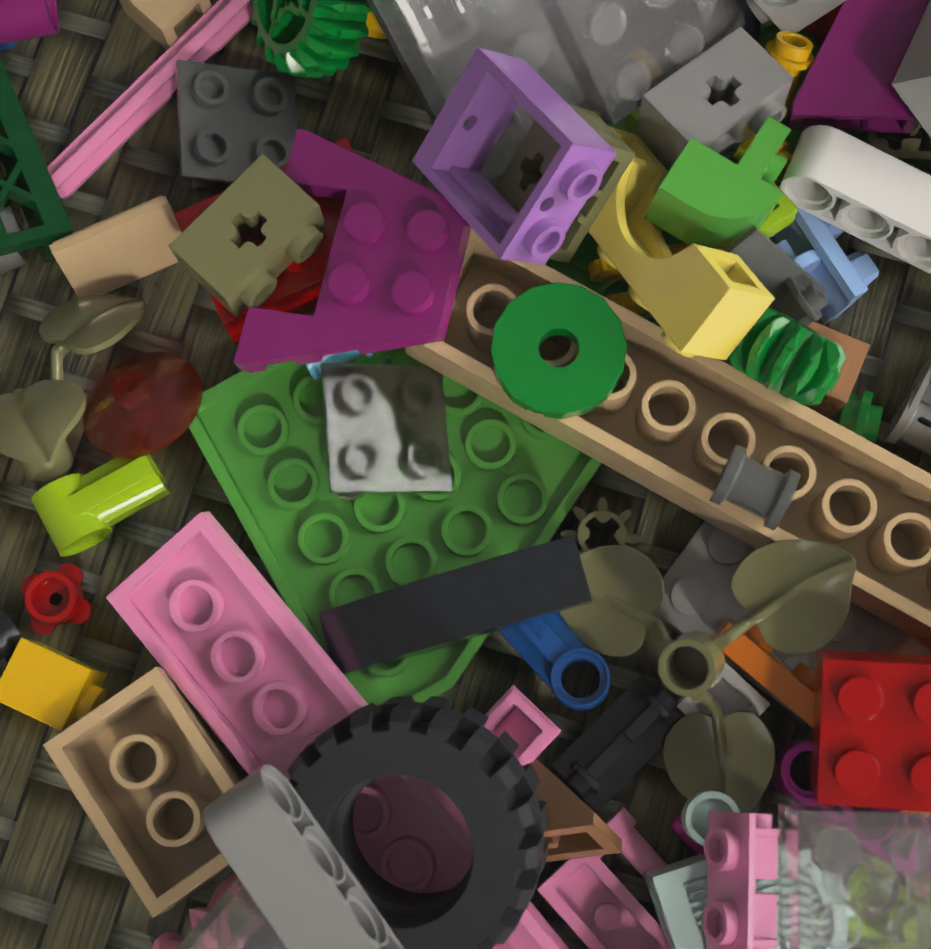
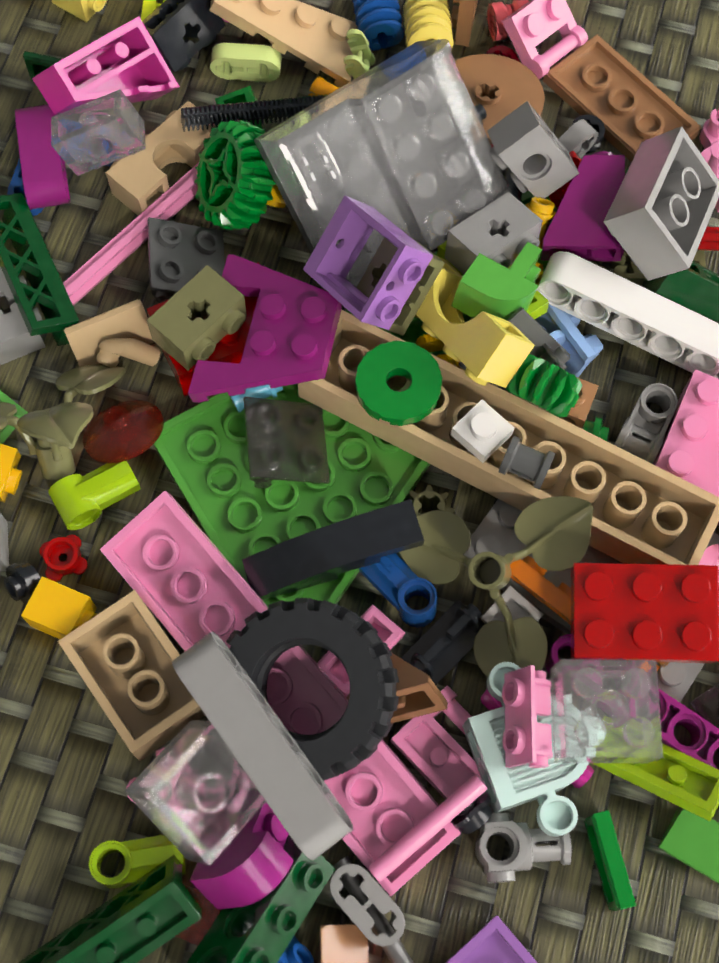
camera: 10 degrees left, 10 degrees down
(149, 272) = (129, 348): none -> tan arm
(687, 430) = (482, 431): none -> white plate

